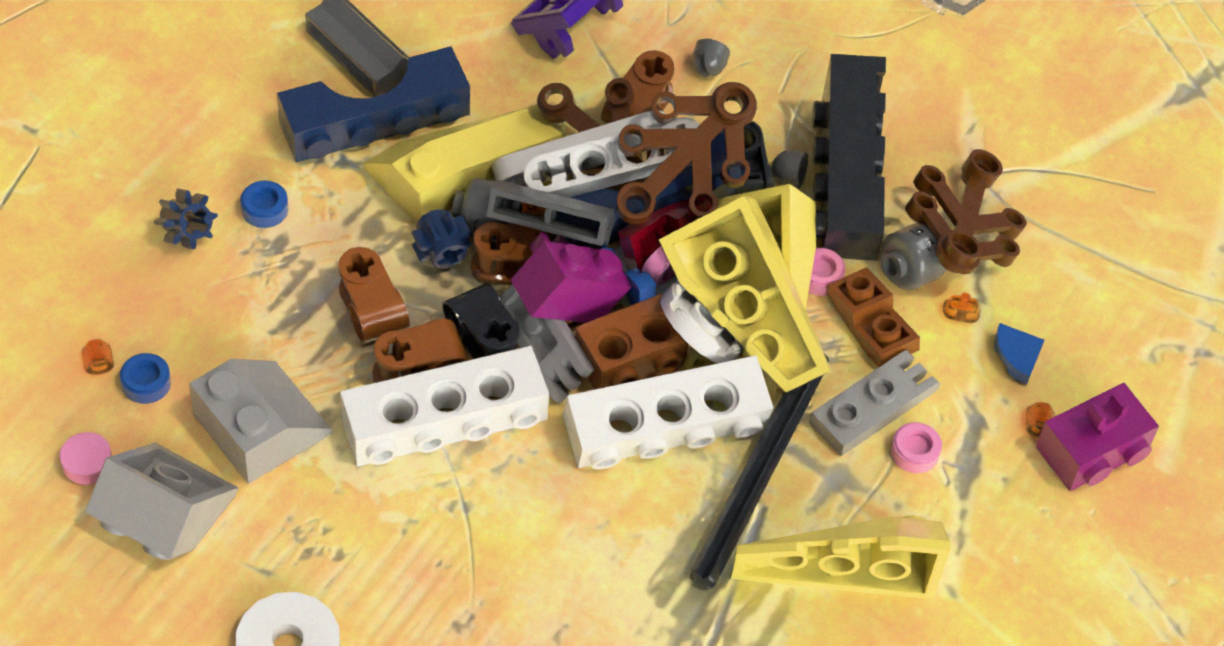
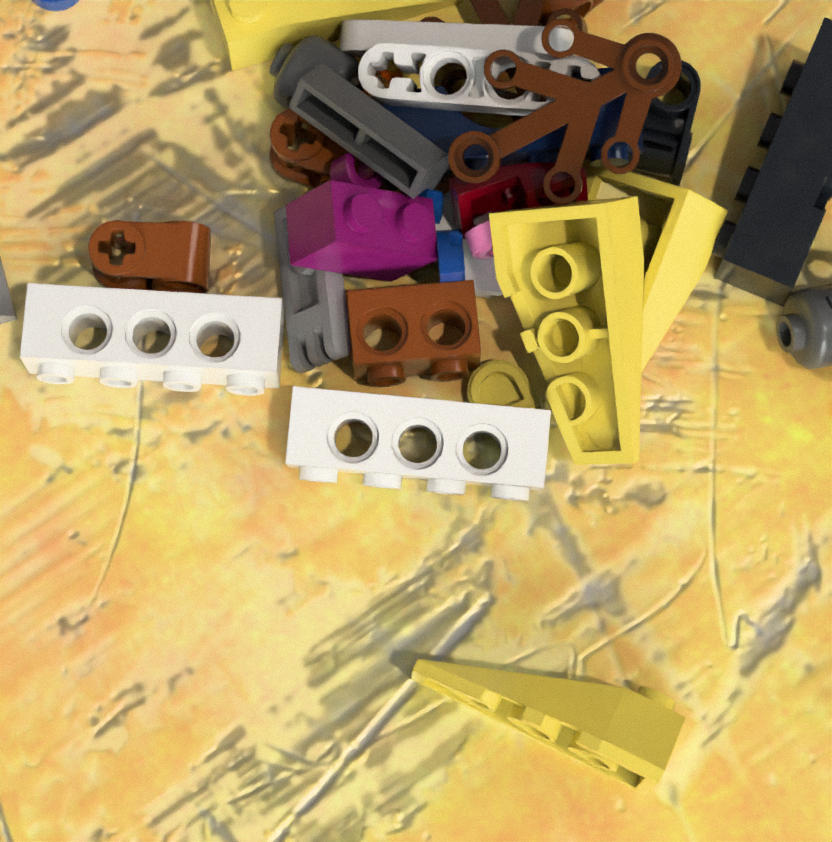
camera: 25 degrees right, 20 degrees up
(370, 295) = (123, 163): dark orange piece -> none
(441, 238) = (240, 104): dark blue gear -> none
(482, 321) = (245, 240): black piece -> none
(698, 326) = (486, 344): white tile -> none
(751, 484) = (487, 566): black axle -> none
(790, 167) = (725, 142): dark grey hinge -> none
(826, 269) = (707, 304): bright pink tile -> none
(870, 316) = (738, 389): dark orange slope -> none
(872, 403) = (686, 507): light grey hinge -> none
(916, 447) = (713, 587): bright pink tile -> none

